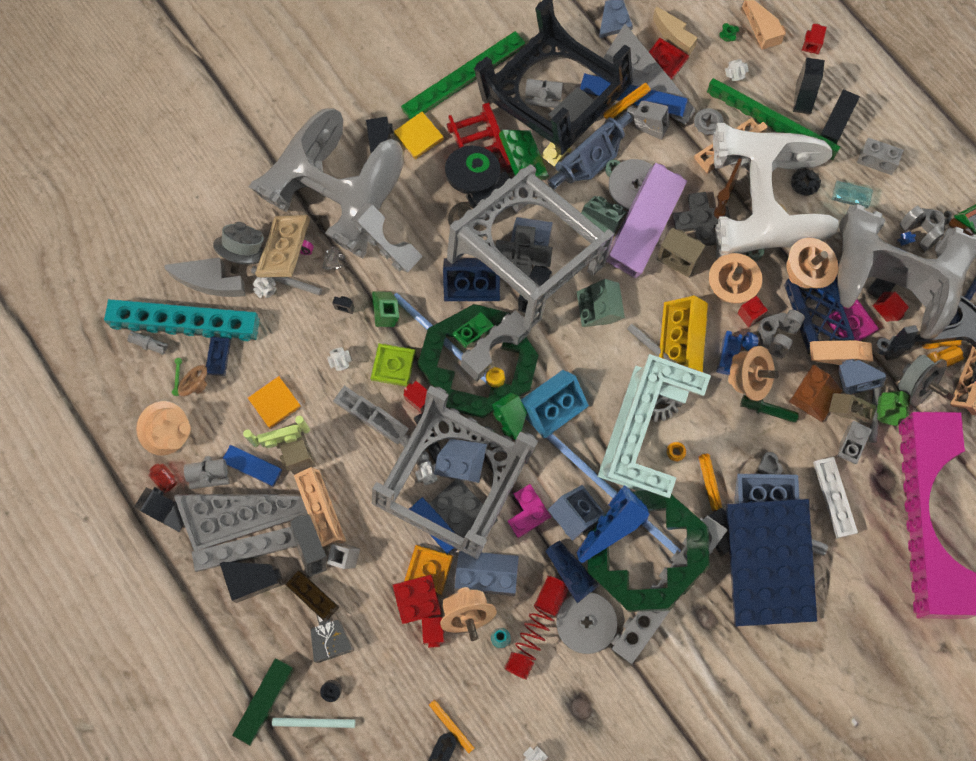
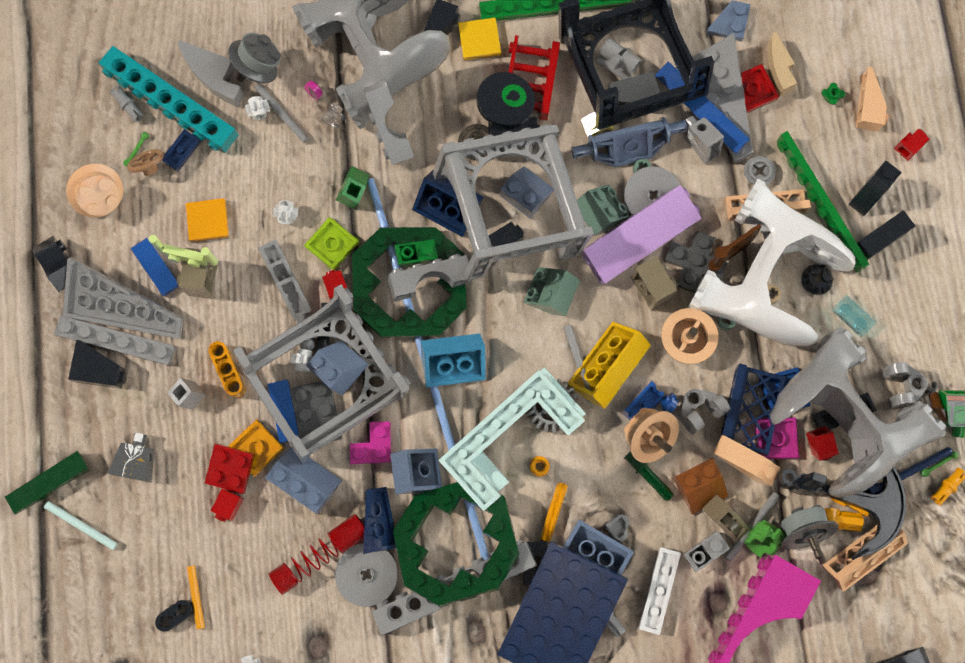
camera: 25 degrees right, 5 degrees up
(162, 477) = (72, 234): clear red brick -> none
(206, 473) = (111, 252): light grey pin -> none
(283, 246) = (293, 79): tan tile -> none
(308, 545) = (160, 366): dark grey slope -> none
(312, 596) = (140, 414): dark brown tile -> none
(319, 506) = (191, 338): light nougat fence -> none
(330, 691) = (110, 506): black tile -> none
(343, 304) = (318, 163): black plate -> none
(357, 512) = (220, 363): none -> light orange beam
(467, 612) = (263, 505): light nougat piece -> none
(495, 377) = (413, 306): yellow tile -> none
(500, 643) = (287, 546): teal cone -> none
(511, 414) = (407, 347): green slope -> none
(523, 151) = (564, 108): green plate -> none
(524, 252) = (506, 204): dark grey plate -> none
(624, 517) = (442, 503): blue wedge -> none
(627, 101) = (692, 110): light orange axle -> none
(736, 70) = (816, 135): white gear -> none
(752, 311) = (688, 375): red brick -> none
(812, 264) = (768, 362): light nougat piece -> none
(859, 377) = (747, 493): sand blue slope -> none
(880, 156) = (903, 293): light grey brick -> none
(906, 238) = (879, 387): blue plate -> none

